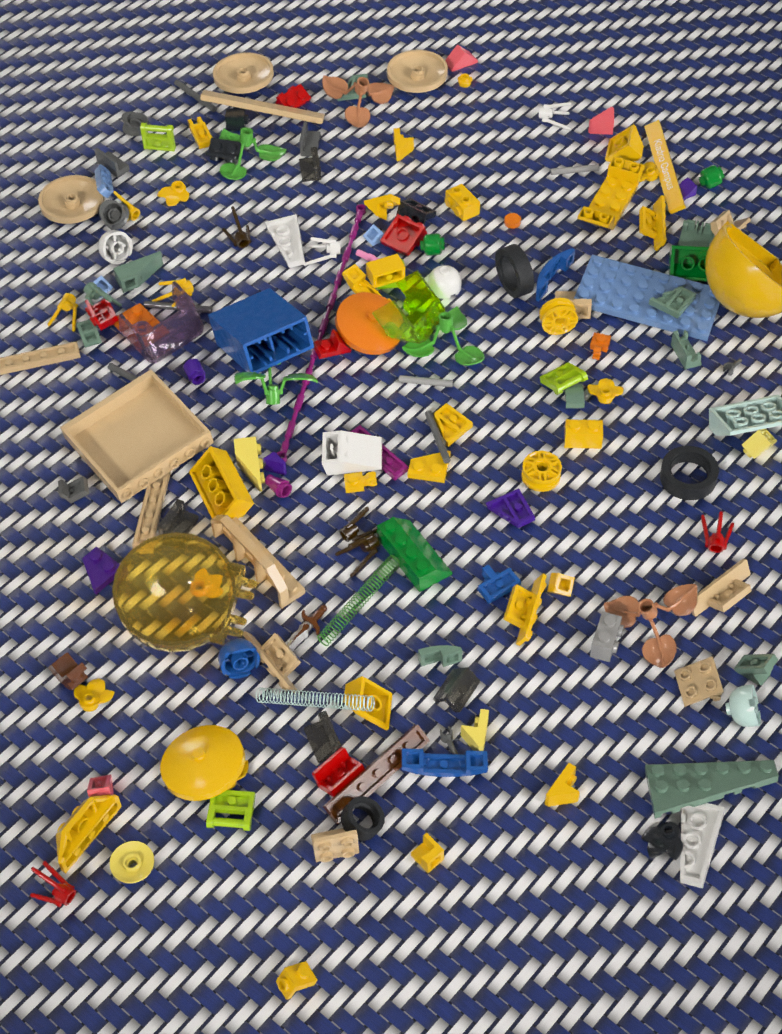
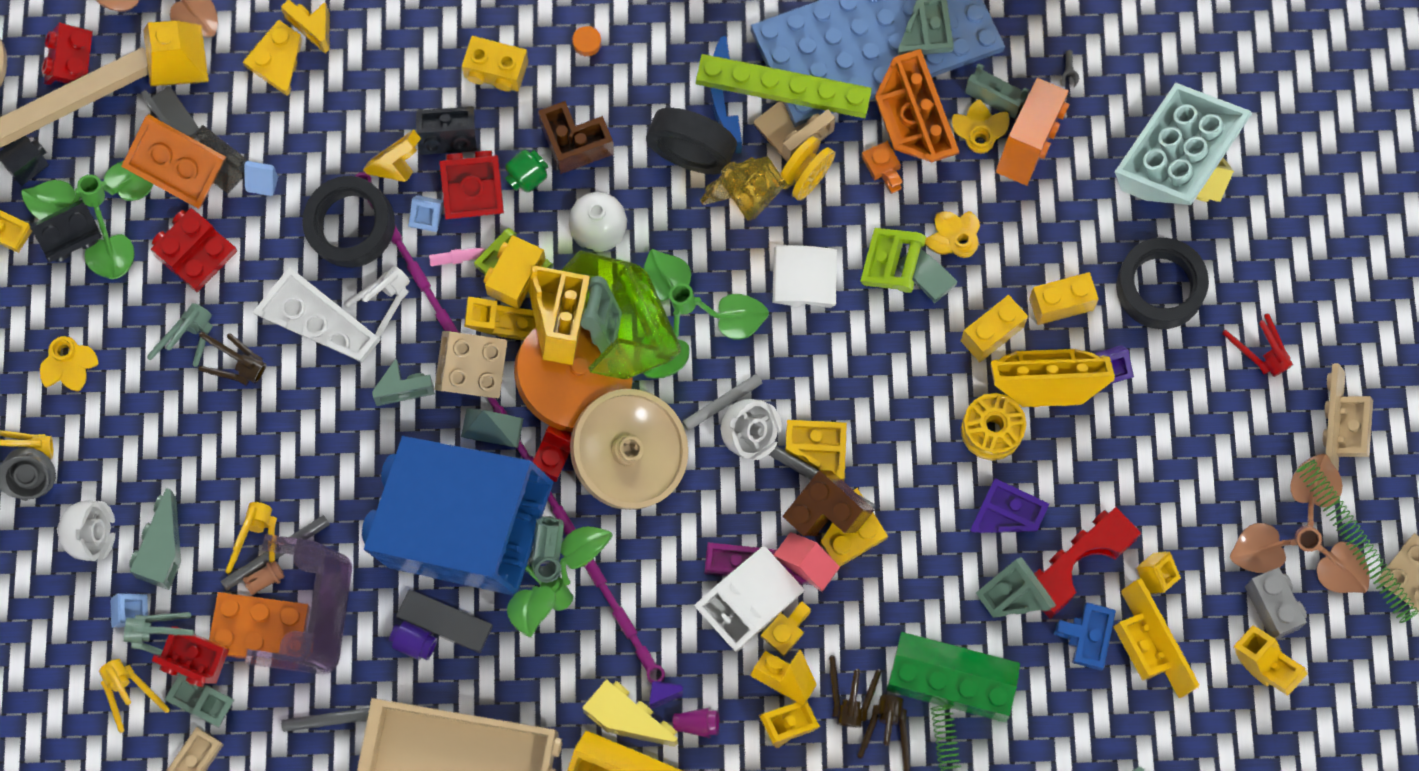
camera: 45 degrees left, 20 degrees up
(162, 310) = (264, 577): none -> nougat pin
(216, 376) = (445, 621): none -> dark grey tile
(240, 208) = (193, 320): none -> sand green plant
(266, 187) = (192, 249): none -> red plate
(284, 366) = (547, 548): none -> sand green piece
(290, 151) = (173, 161): none -> orange plate
(293, 282) = (394, 389): none -> sand green slope
(314, 510) = (789, 723): none -> yellow slope
(316, 320) = (492, 427): none -> sand green slope
(320, 181) = (260, 178): none -> light blue slope
(329, 290) = (470, 364): none -> tan bracket
(333, 118) = (175, 53): none -> yellow slope
(337, 495) = (789, 679): none -> yellow slope
(339, 227) = (325, 197): none -> black tyre
(362, 364) = (629, 449): none -> tan dish
(375, 148) = (276, 56): none -> yellow wing
(385, 288) = (557, 307): none -> yellow wedge
(395, 460) = (807, 560): none -> coral slope
(409, 306) = (601, 314): none -> sand green plate
(425, 391) = (750, 428): none -> white cylinder
(425, 439) = (824, 500): none -> reddish brown brick
(465, 246) = (572, 144): none -> reddish brown brick
(478, 535) = (1015, 592): none -> sand green wing
(516, 359) = (804, 275): none -> white slope
(521, 300) = (748, 183): none -> clear yellow bracket
(547, 549) = (1108, 537): none -> red arch
(575, 653) = (1267, 663): none -> yellow brick
(581, 281) = (783, 86): none -> lime plate
(587, 469) = (1052, 376): none -> yellow wedge
(630, 490) = (1120, 362): none -> dark purple slope
(631, 444) = (1063, 298): none -> yellow brick
(635, 326) = (914, 110): none -> orange wedge
(663, 359) = (980, 124): none -> yellow plate
(675, 691) = (1387, 595): none -> bright green piece
(685, 372) = (1032, 130): none -> orange wedge

